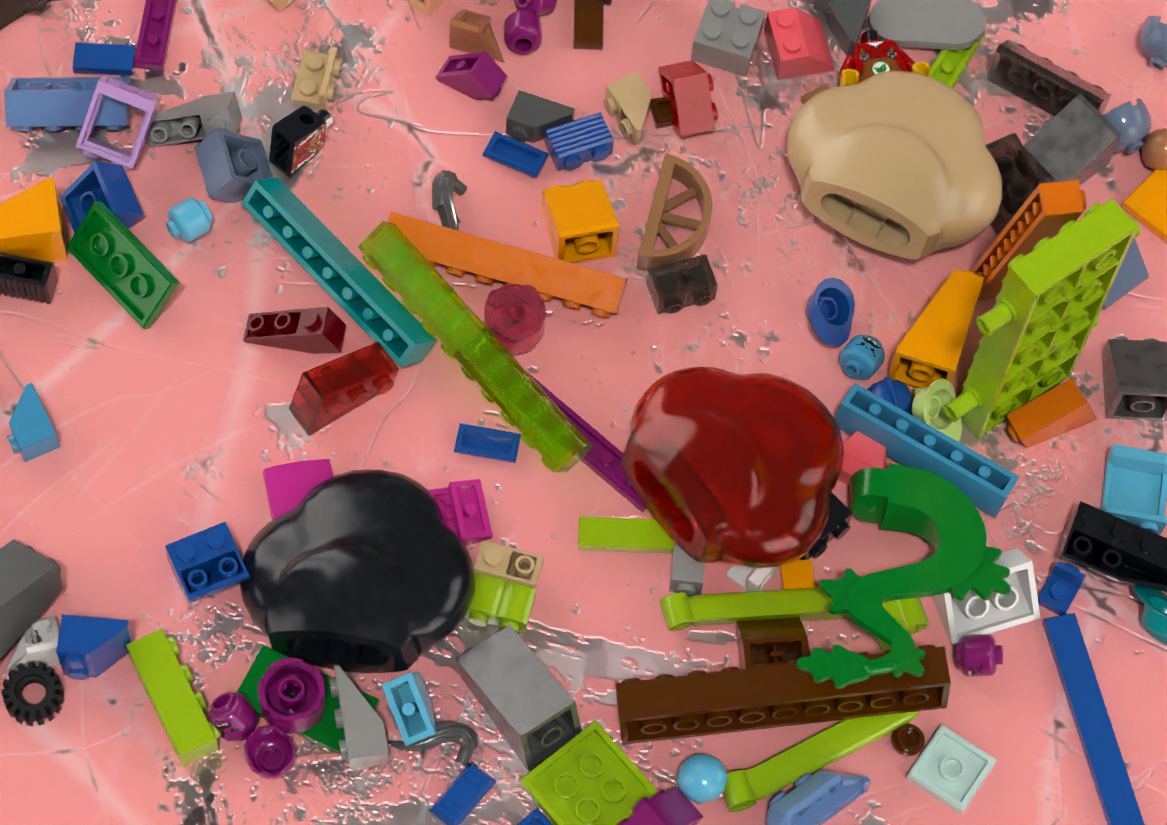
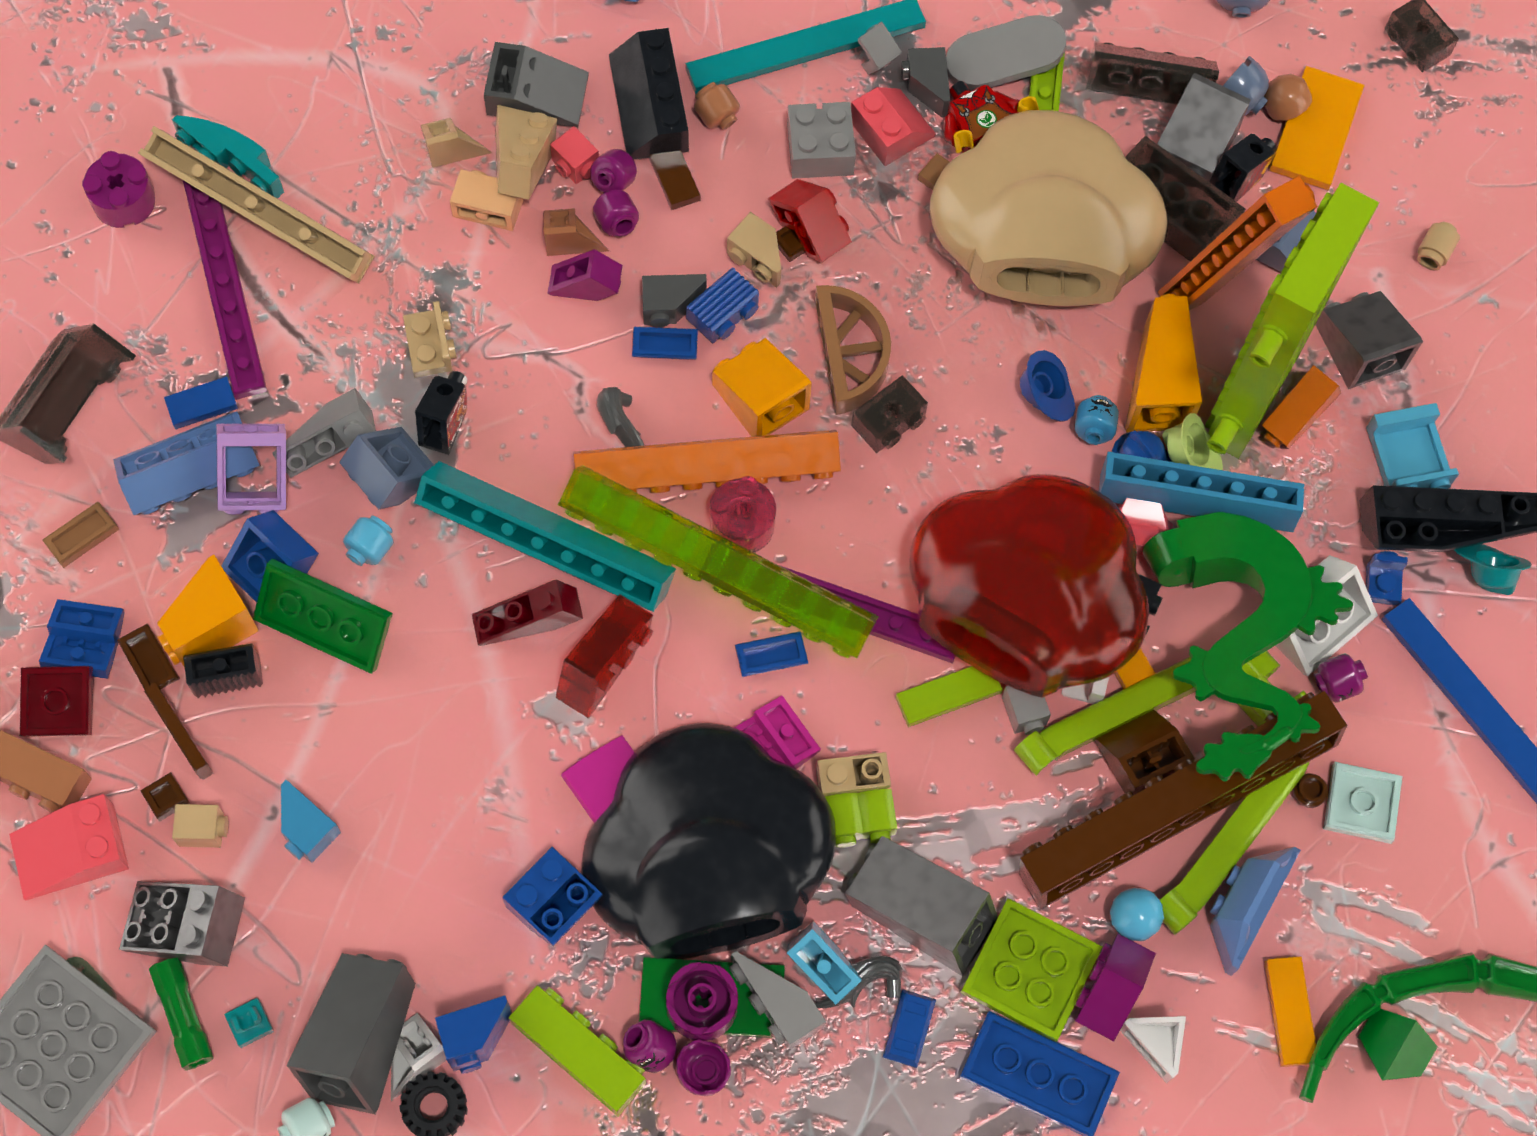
camera: 20 degrees left, 5 degrees up
(1102, 184) = (1250, 157): none -> black torso

